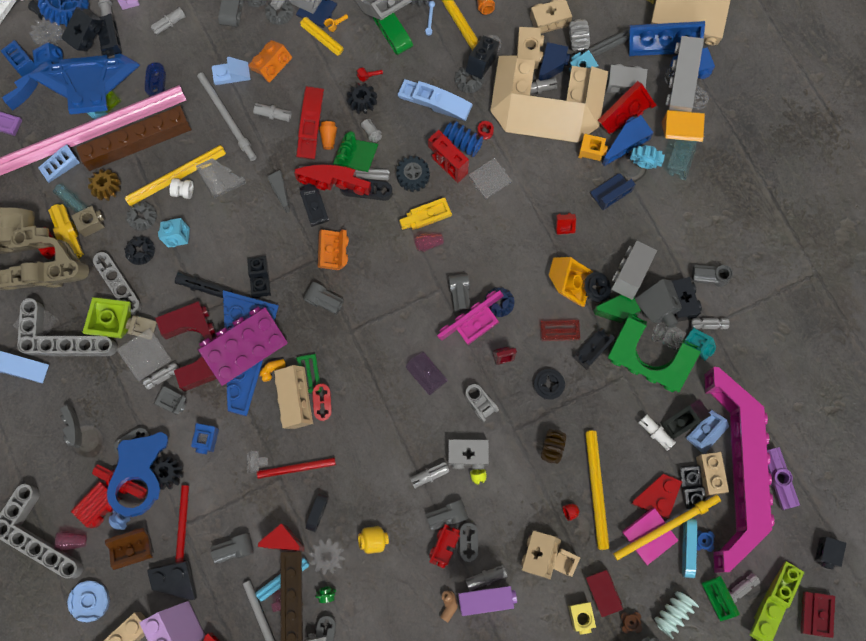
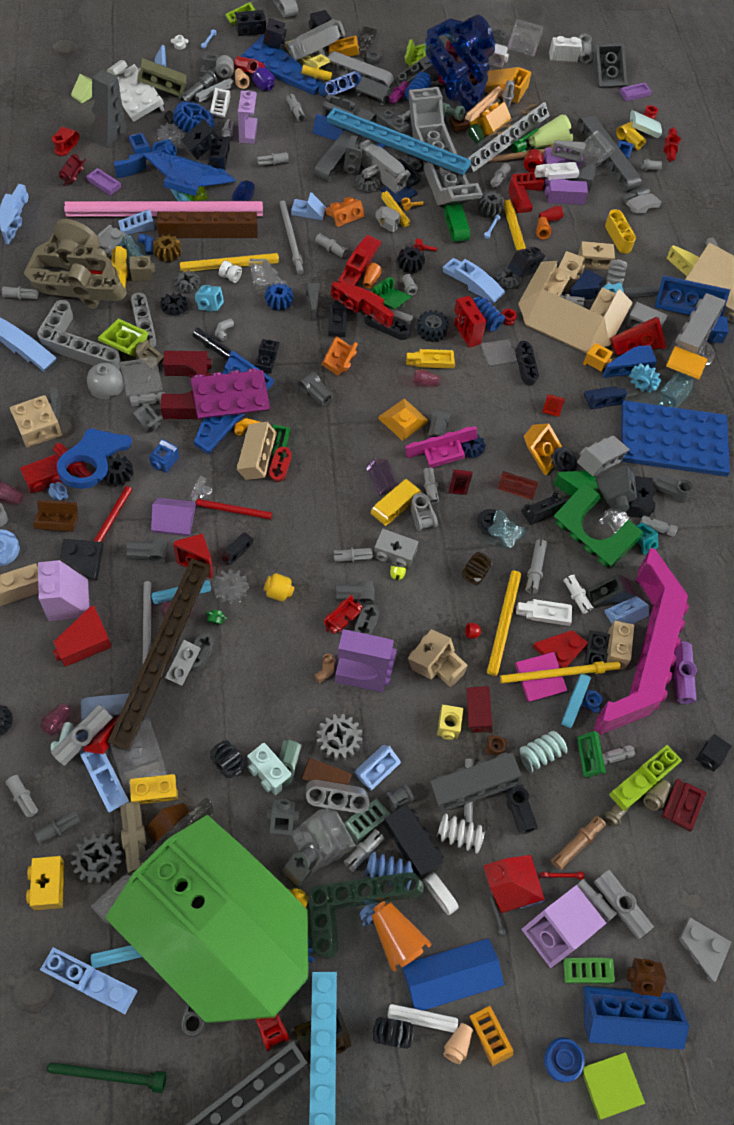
camera: 10 degrees right, 15 degrees down
(39, 197) = (110, 238): none -> light grey plate
(61, 450) = (36, 421): none -> tan bracket
(81, 183) = (148, 242): none -> blue arm
(109, 373) = (105, 380): none -> light grey cylinder
(200, 261) = (221, 327): none -> light grey arm
(240, 499) = (172, 516): none -> medium lavender slope
(243, 193) = (278, 296): none -> blue gear
(318, 54) = (388, 218): none -> light grey rock
(422, 297) = (403, 419): none -> light orange slope
(449, 399) = (395, 502): none -> yellow beam
(477, 367) = (431, 486): none -> light grey axle
(522, 173) = (526, 369): none -> black beam
(564, 389) = (505, 529): none -> clear light blue animal
(609, 425) = (535, 572): none -> light grey pin
(633, 463) = (546, 612): none -> white hinge
(696, 213) = (675, 438): none -> blue plate
(792, 615) = (656, 796): none -> dark tan cone

